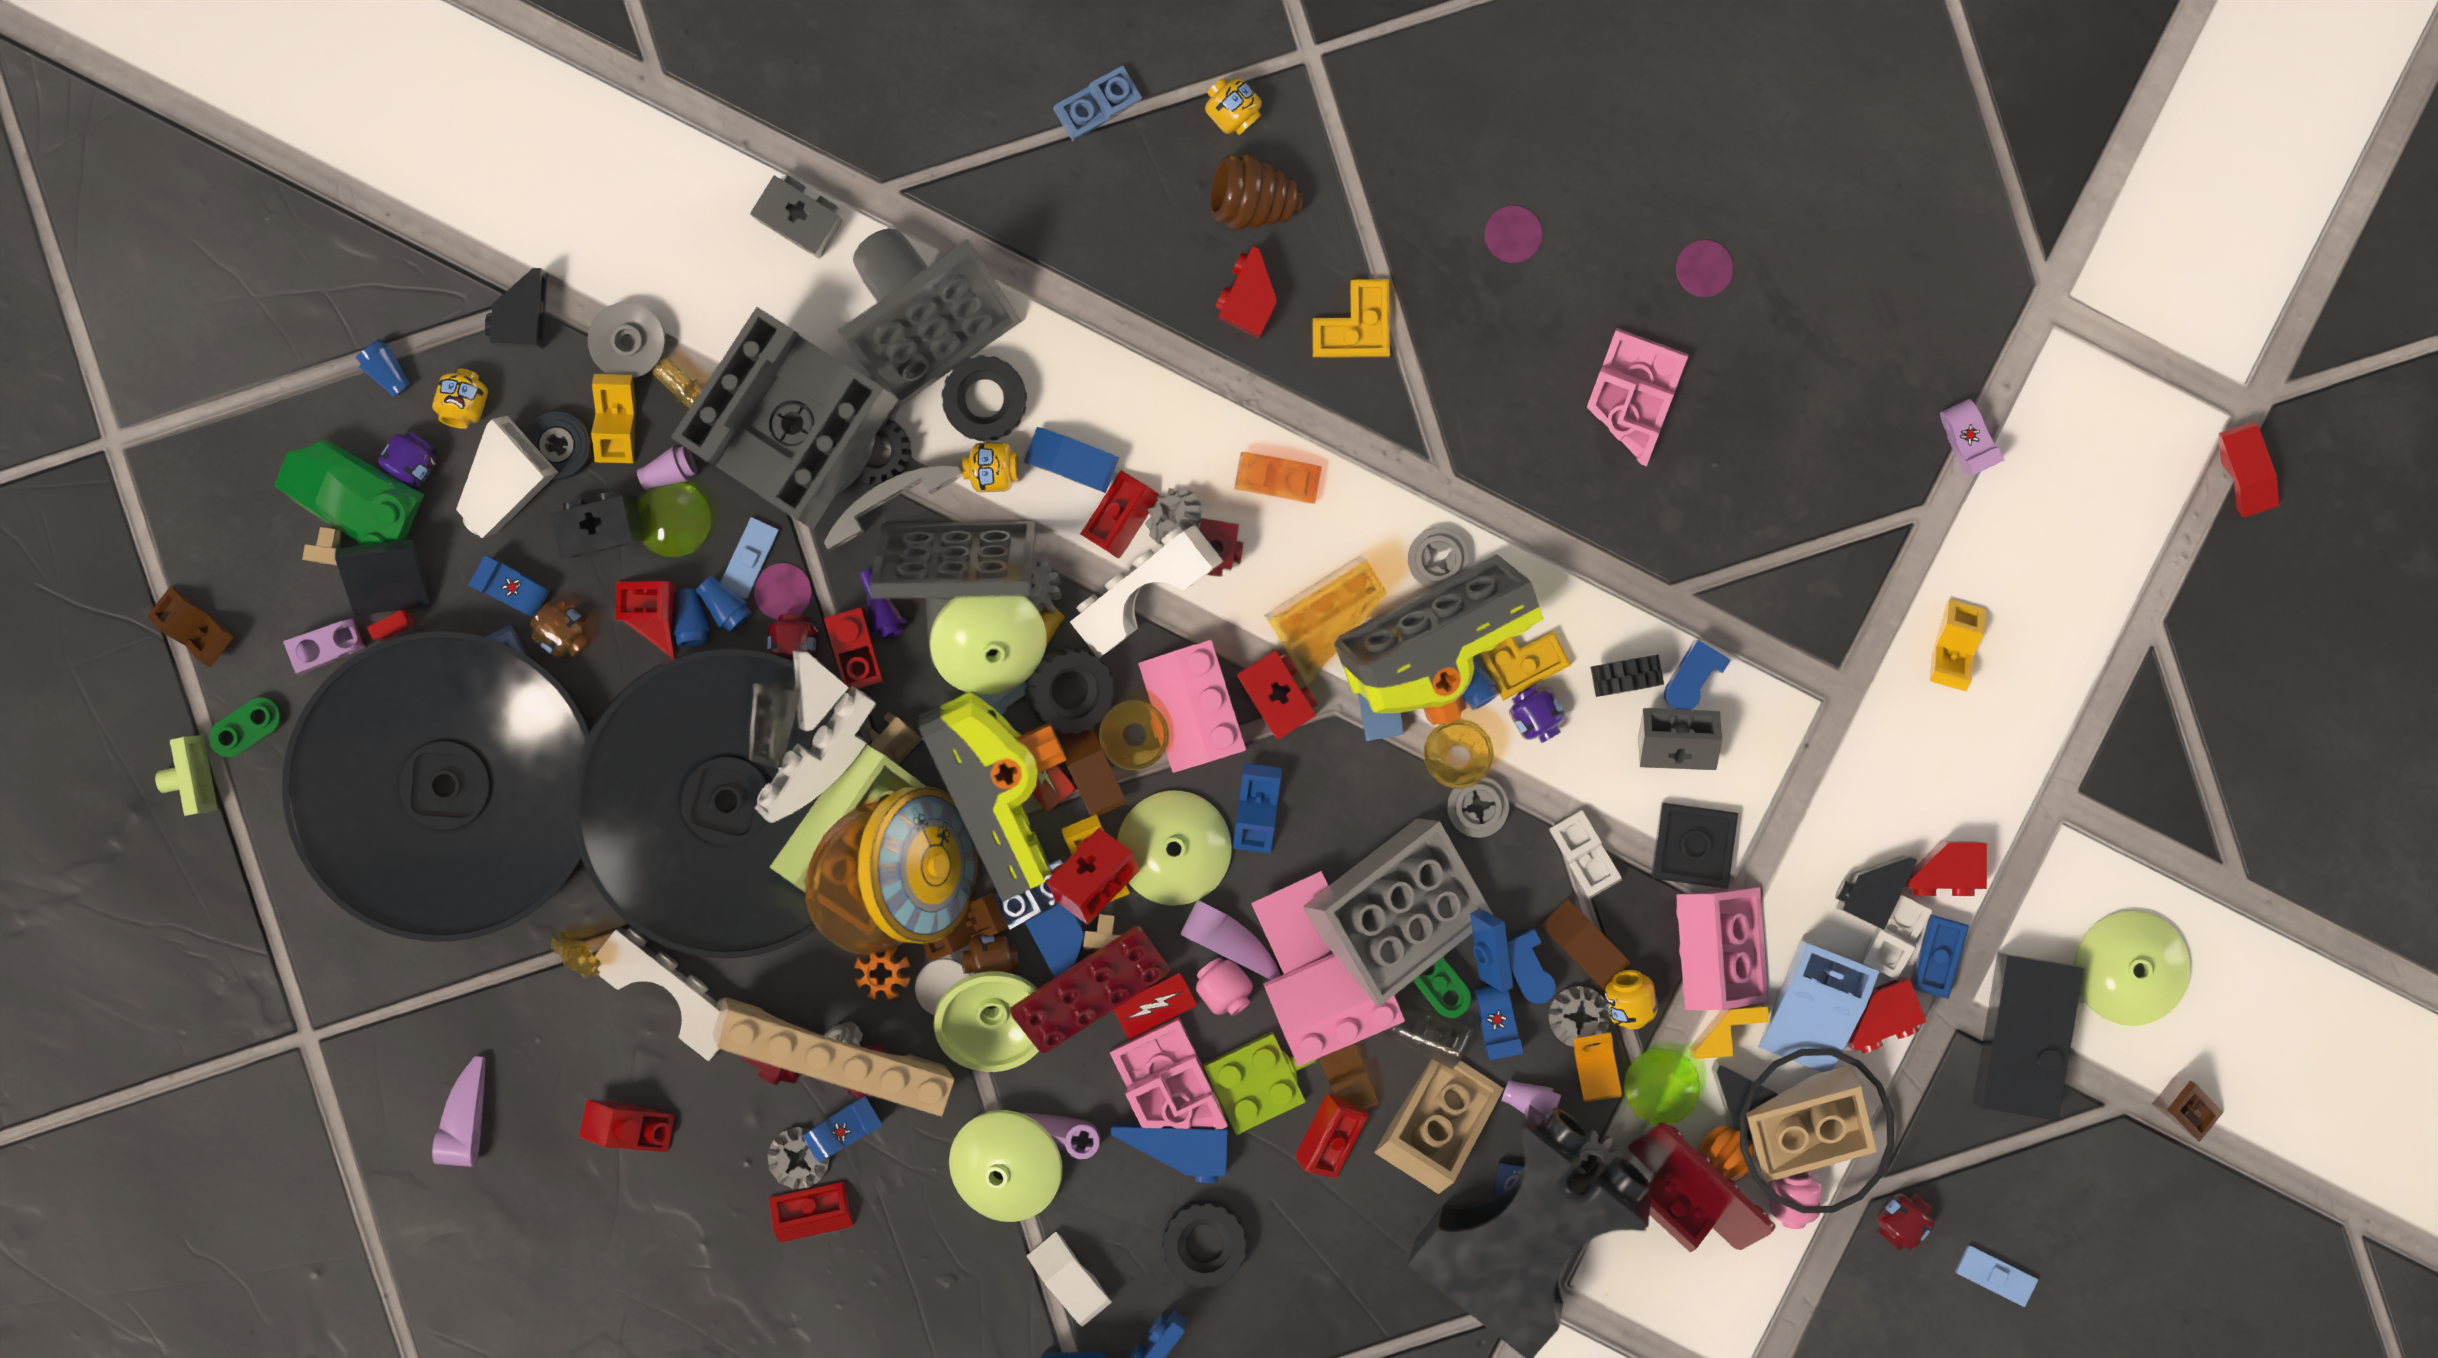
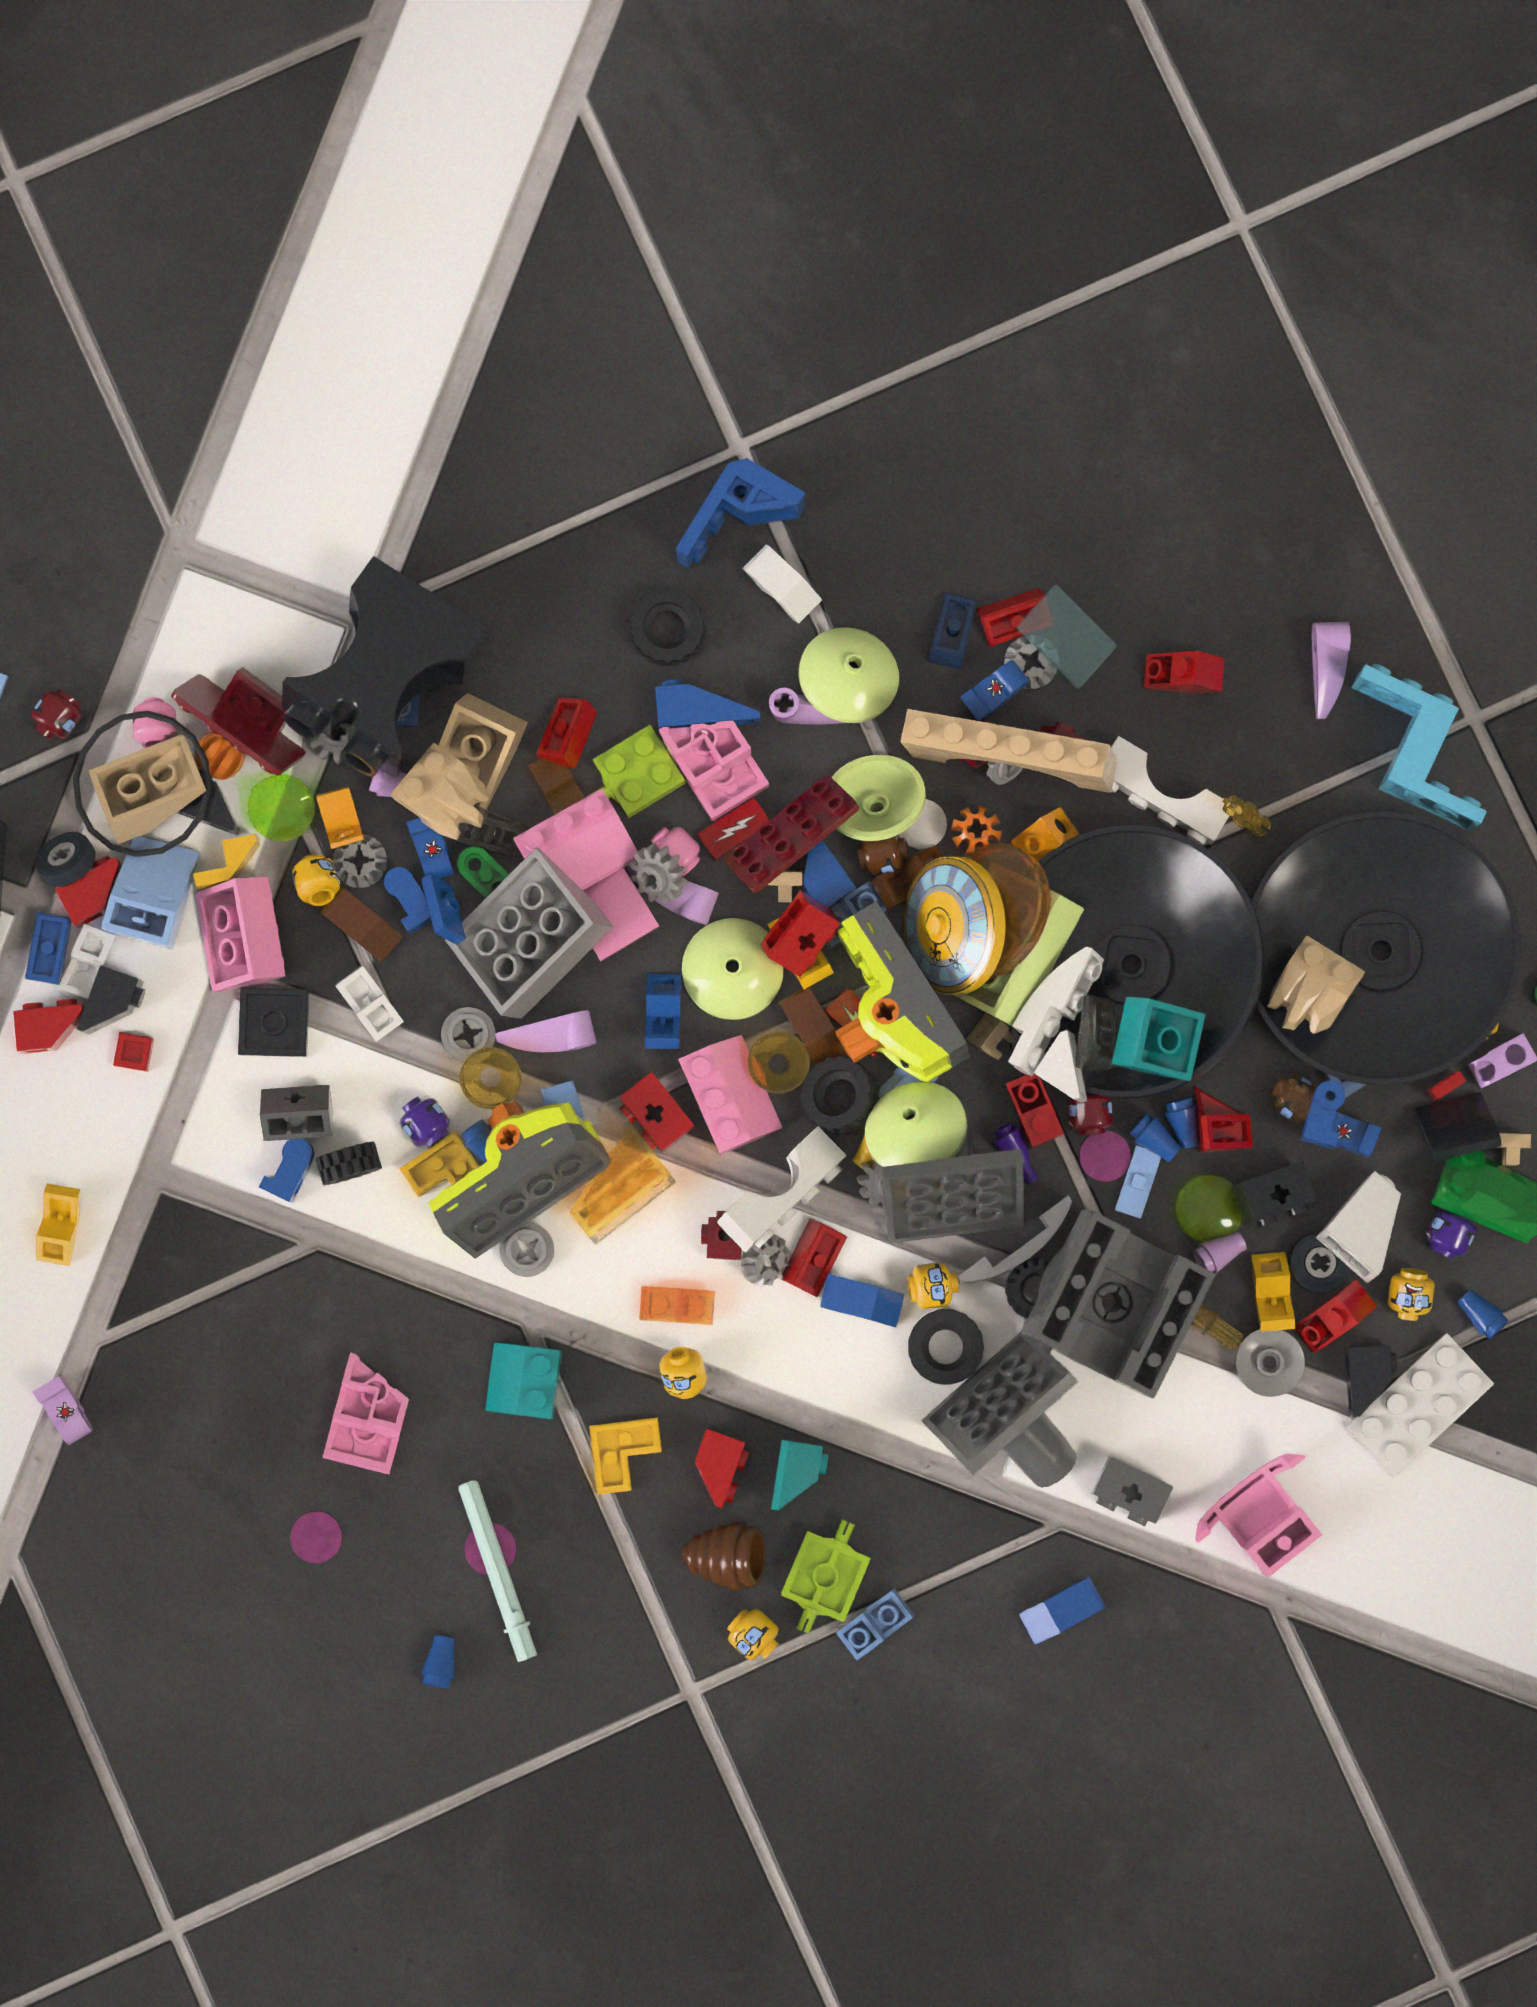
camera: 175 degrees right, 5 degrees down
(370, 1010) = (1419, 747): none -> medium azure bracket
(465, 275) = (1420, 1405): none -> white plate
(521, 750) = (1314, 986): none -> tan plate
(532, 606) = (1321, 1115): none -> blue leg
(547, 383) = (1335, 1316): none -> red slope
(654, 168) = (1263, 1517): none -> bright pink piece
(703, 709) = (1158, 1038): none -> teal slope
(754, 1182) = (1066, 636): none -> clear light blue piece
(806, 958) = (1044, 835): none -> light orange bracket
(882, 1203) = (952, 630): none -> dark blue slope
(888, 93) = (1062, 1610): none -> blue slope
(1146, 160) = (825, 1576): none -> lime plate
(1165, 278) = (797, 1470): none -> teal slope
(1245, 961) = (658, 873): none -> light grey gear
(1279, 401) = (683, 1372): none -> yellow head
(1383, 795) = (552, 1035): none -> lavender piece
(1457, 413) = (523, 1380): none -> teal slope
(1479, 1081) = (442, 792): none -> tan plate
(1508, 207) = (497, 1571): none -> light aqua axle
(1582, 112) = (440, 1663): none -> blue cone
(1854, 829) = (133, 1052): none -> red tile
(1911, 1054) = (65, 859): none -> black bush

